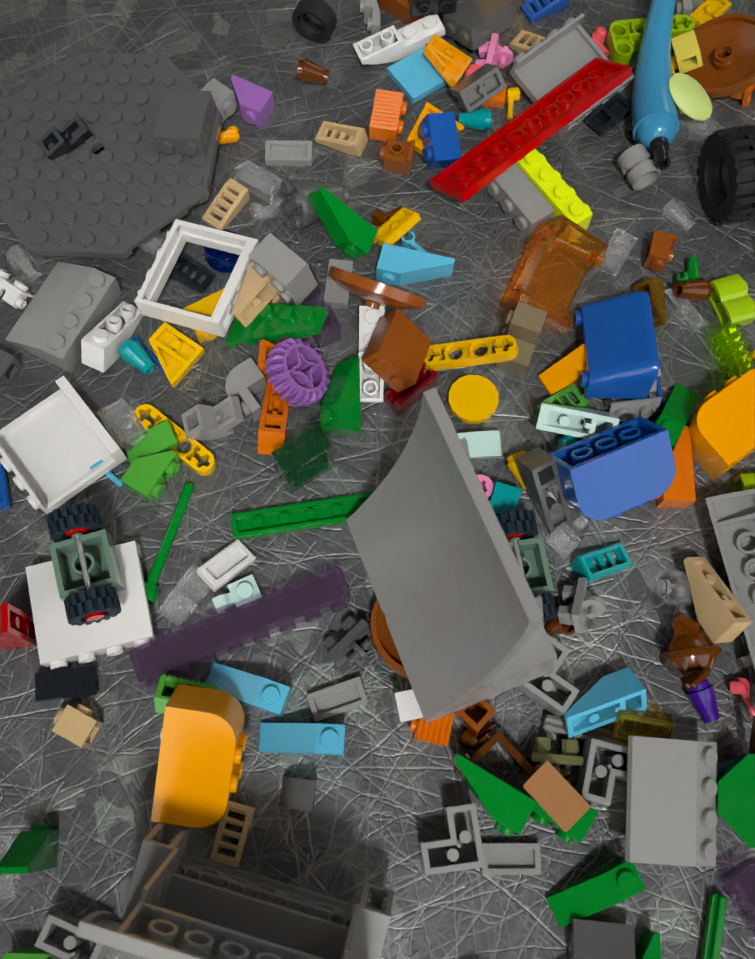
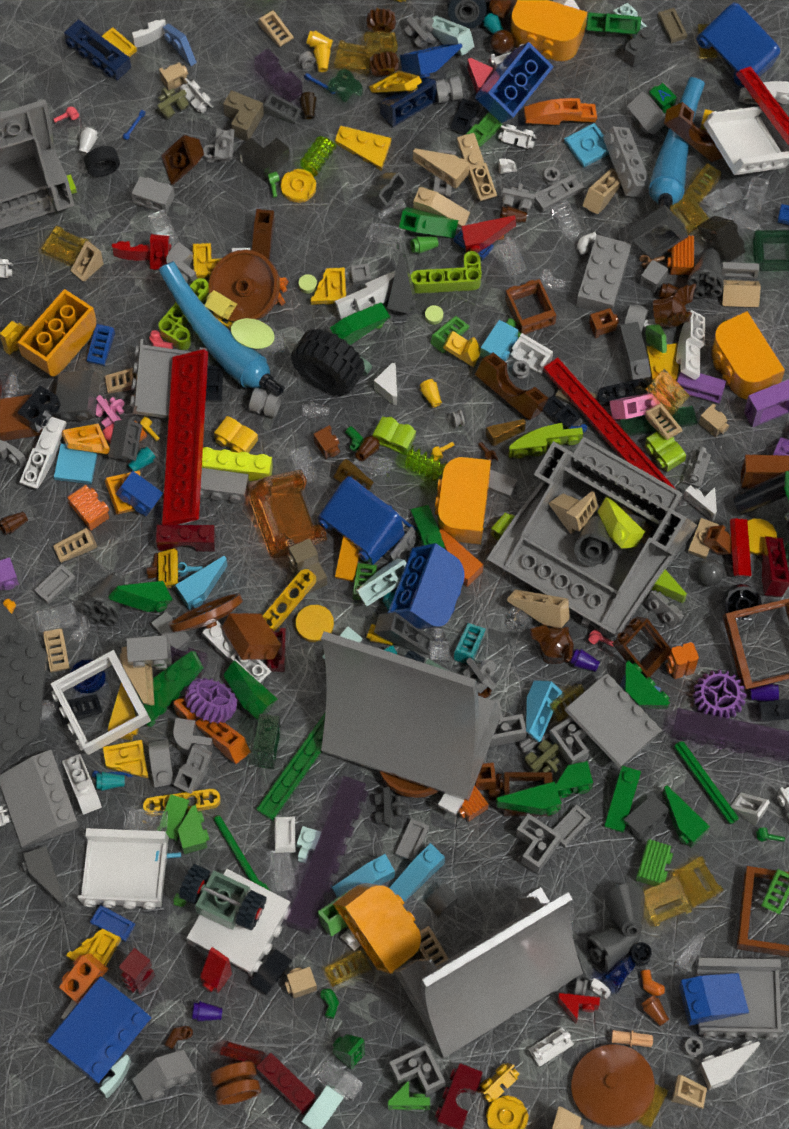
camera: 45 degrees left, 5 degrees down
(85, 776) = (332, 1002): none -> green arm
(150, 767) = (350, 975): none -> clear yellow slope
(194, 381) = (161, 763): none -> light grey brick
(397, 156) = (122, 531): dark orange brick -> none
(453, 225) = (198, 536): none -> dark red arch
(555, 795) = (559, 770): medium nougat panel -> none
(580, 171) = (235, 436): none -> yellow brick

